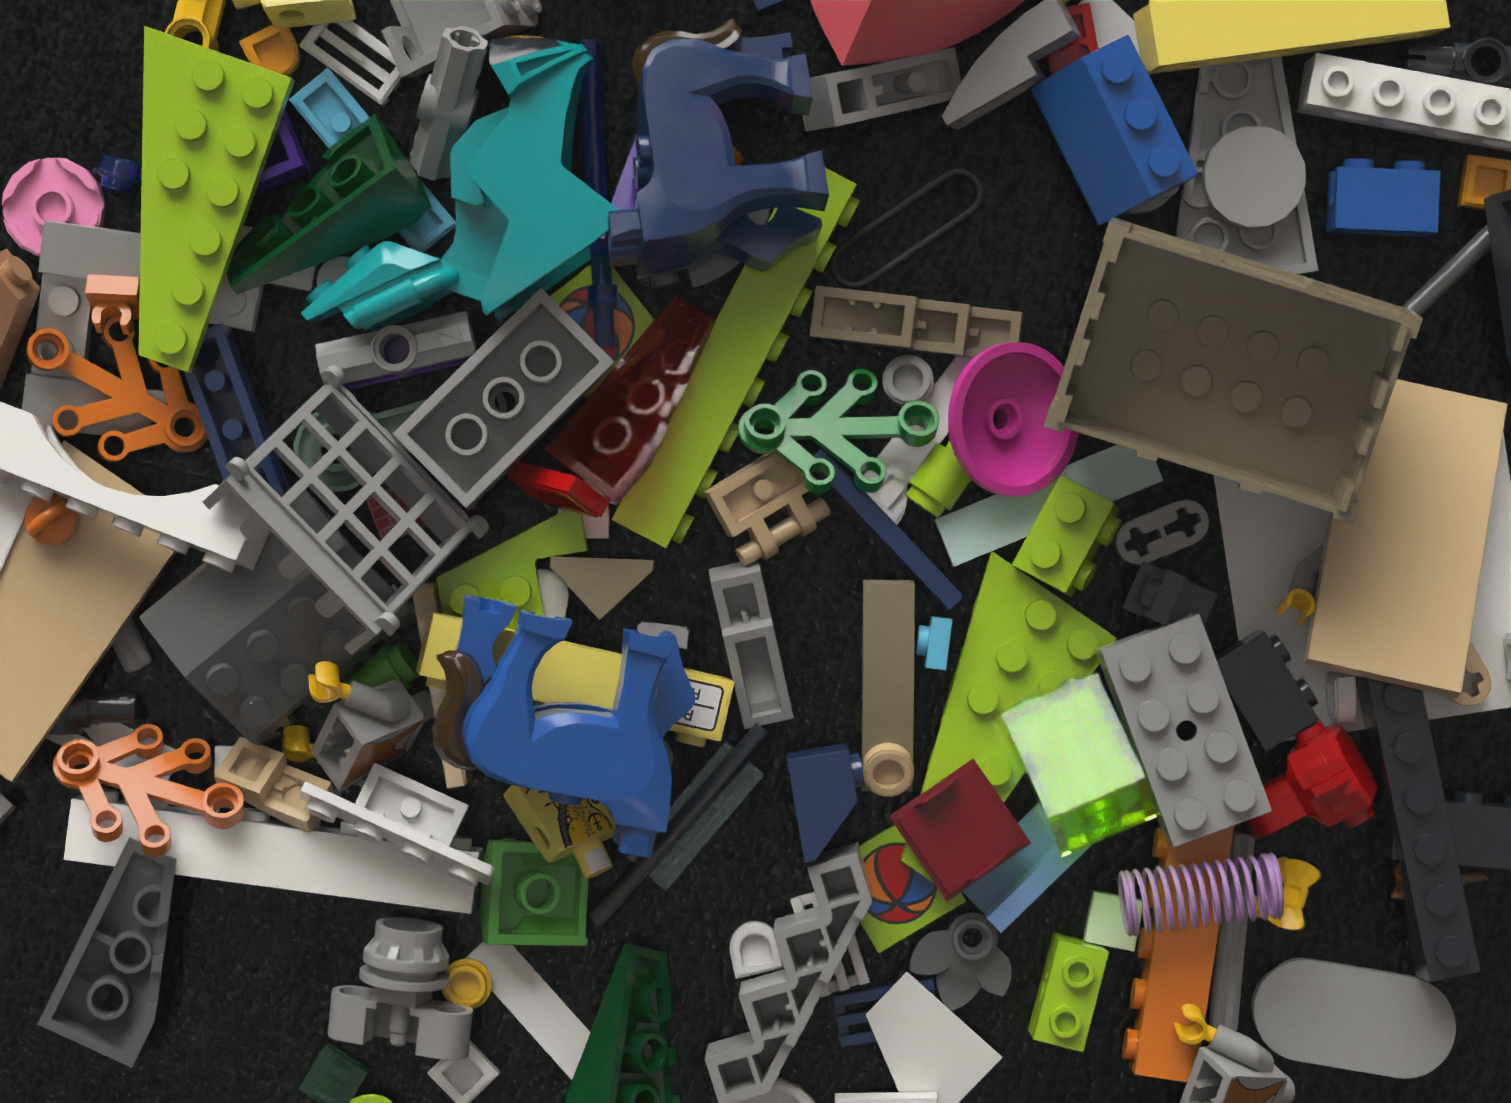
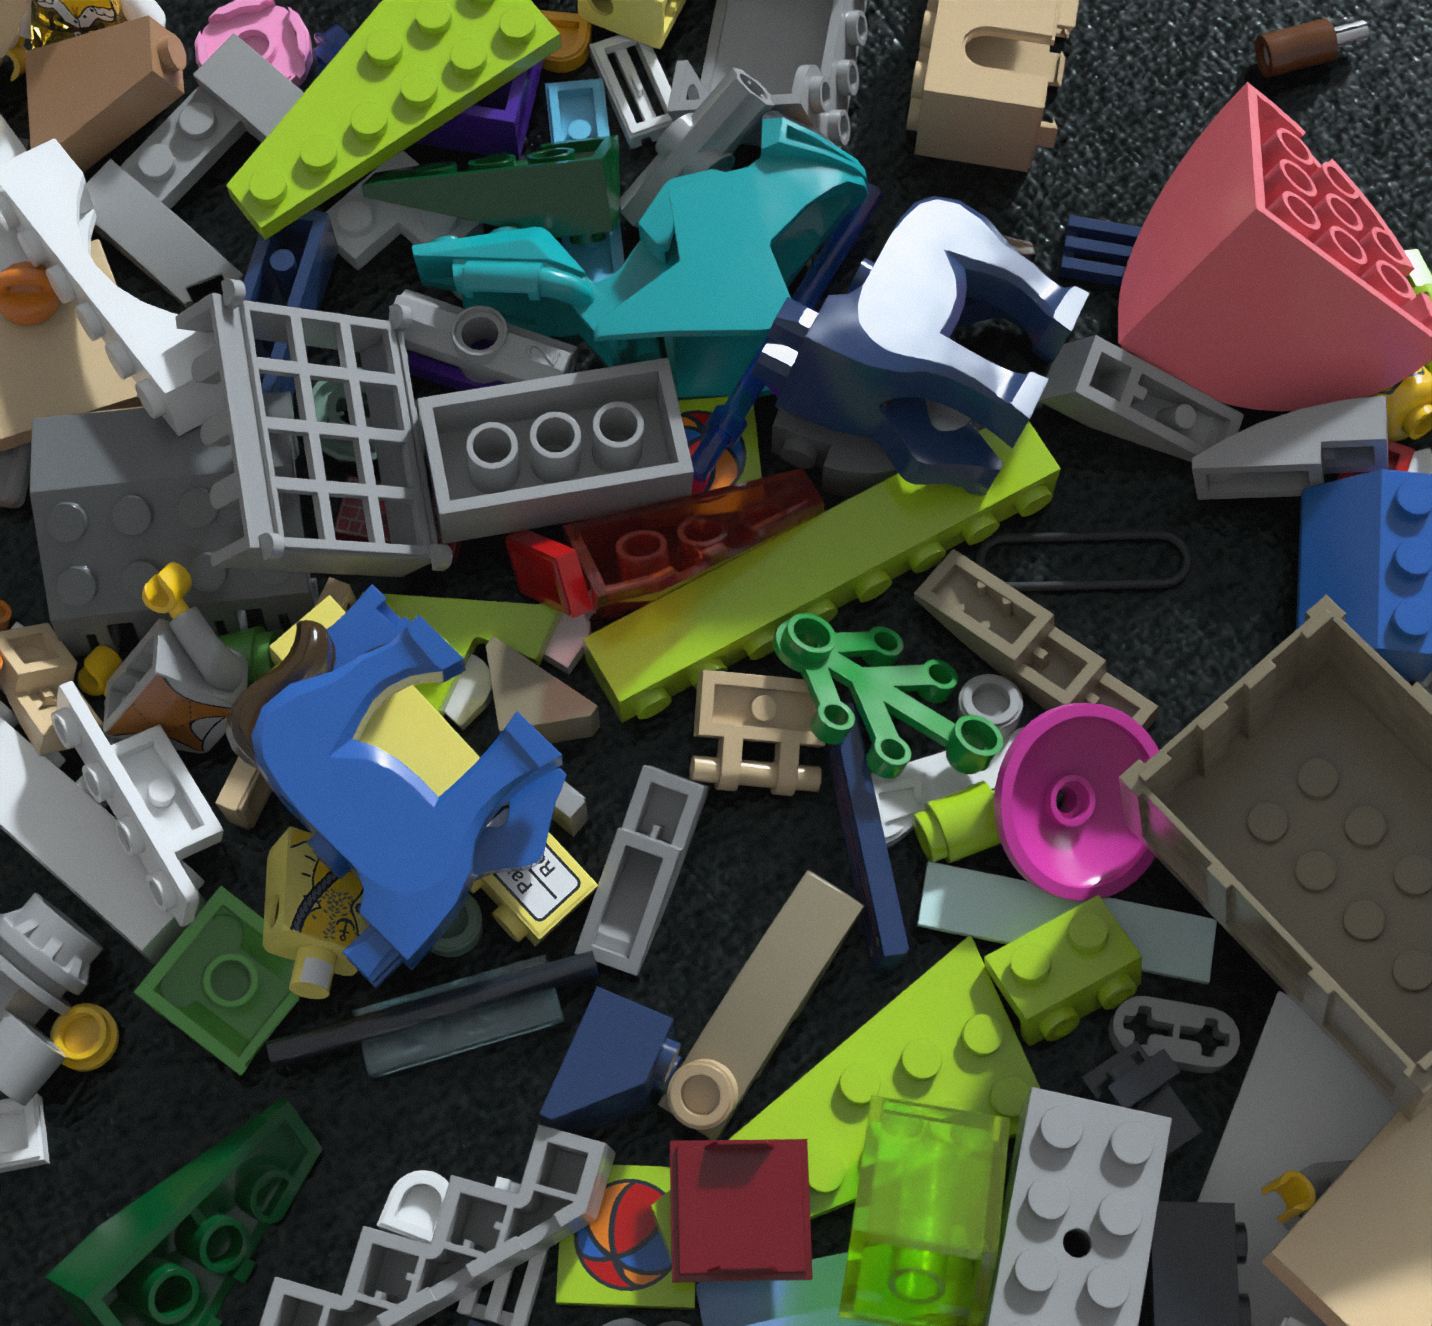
camera: 30 degrees right, 20 degrees down
(111, 298) = (237, 137): orange tile -> none
(126, 395) = (187, 237): orange plant -> none
(534, 1004) = (139, 1105): white sticker -> none
(934, 642) = (845, 990): medium azure plate -> none

